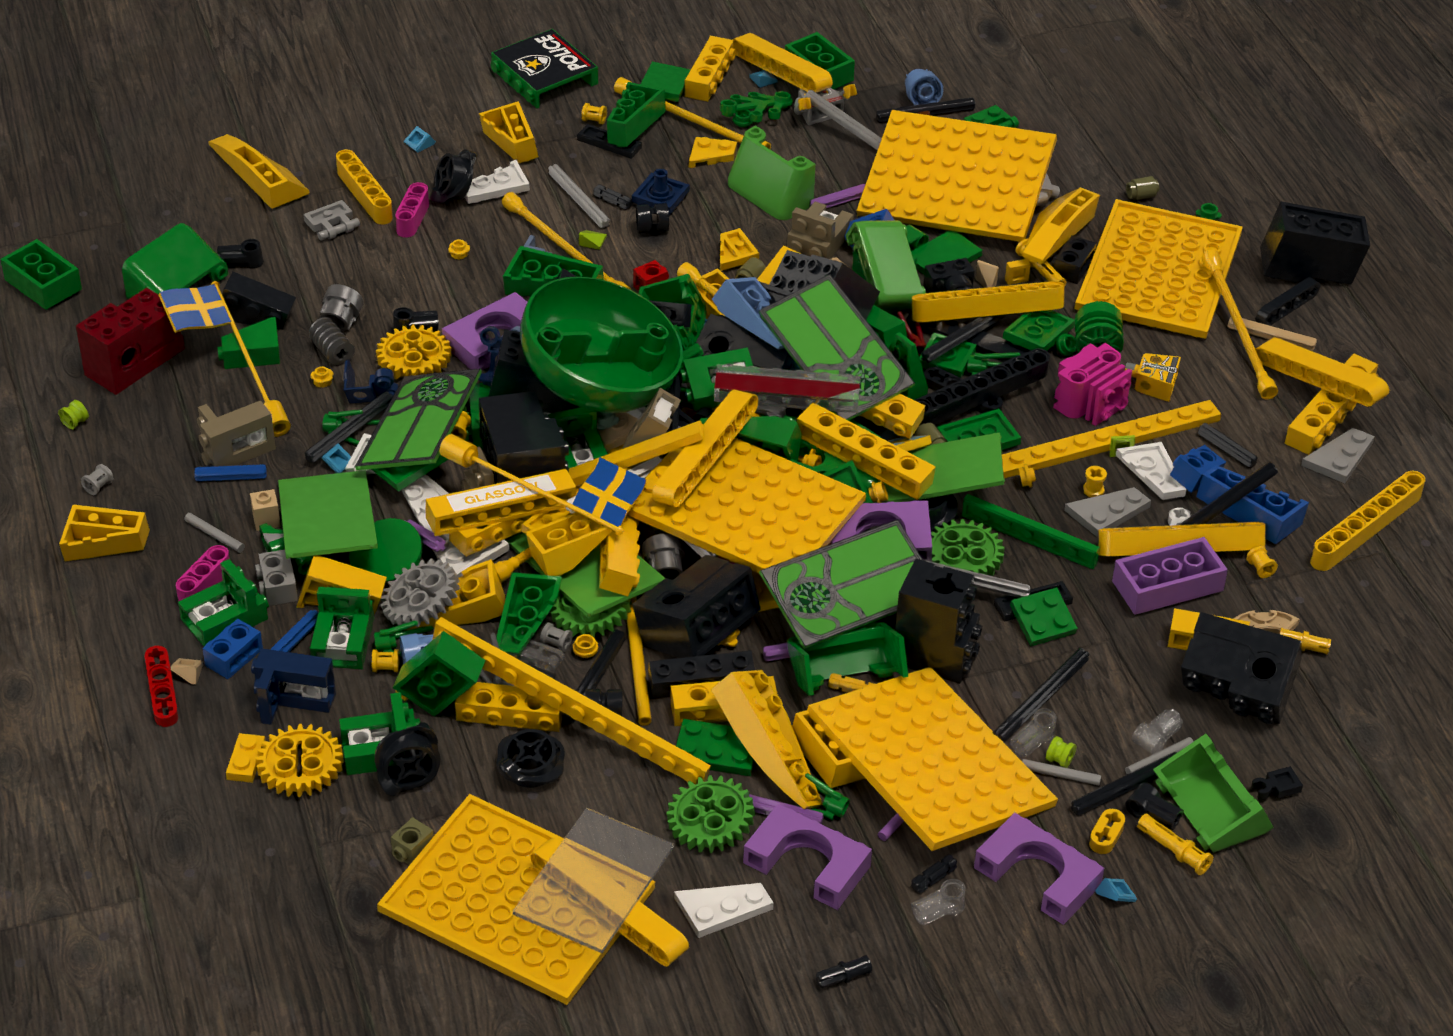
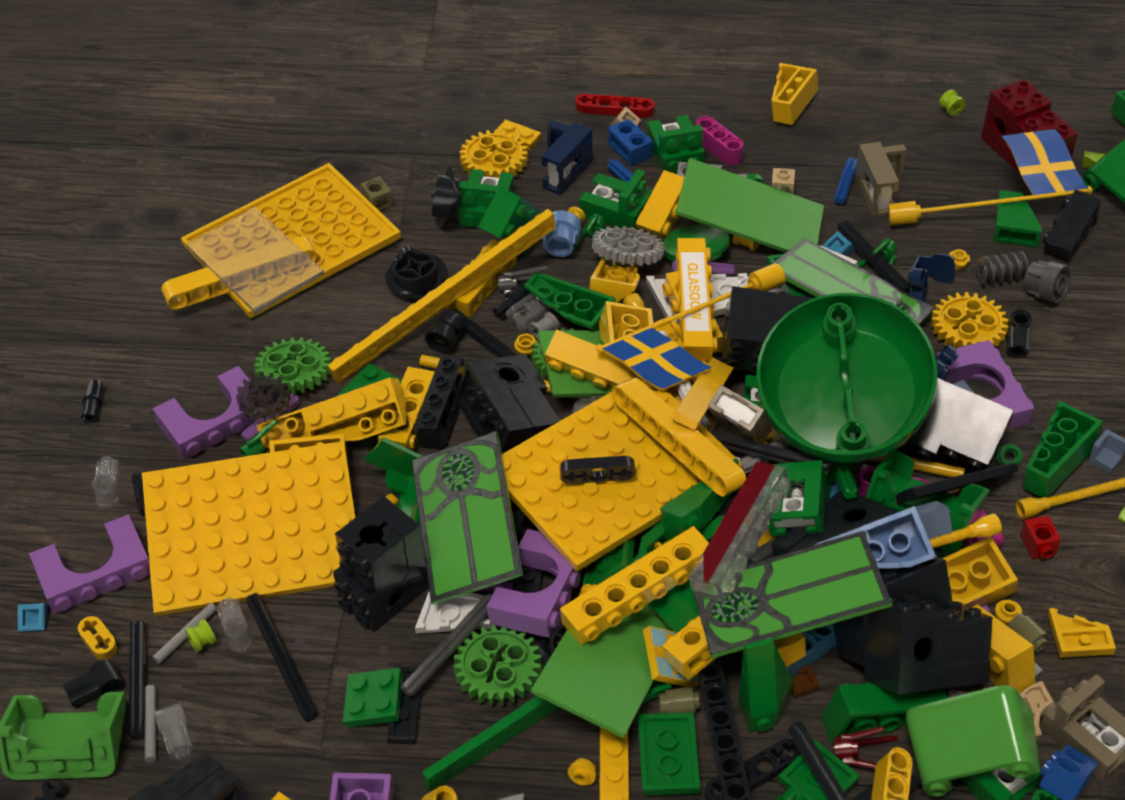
camera: 115 degrees right, 5 degrees up
(92, 478) = (860, 105): light grey bush -> none
(214, 532) = (776, 160): light grey bar -> none
(701, 295) = (935, 519): none -> sand blue panel
(722, 907) = (205, 350): white wing -> none
(768, 492) = (614, 469): none -> black beam
(784, 793) = (261, 396): none -> clear smoke gear
(1183, 849) = (36, 685): yellow pin -> none

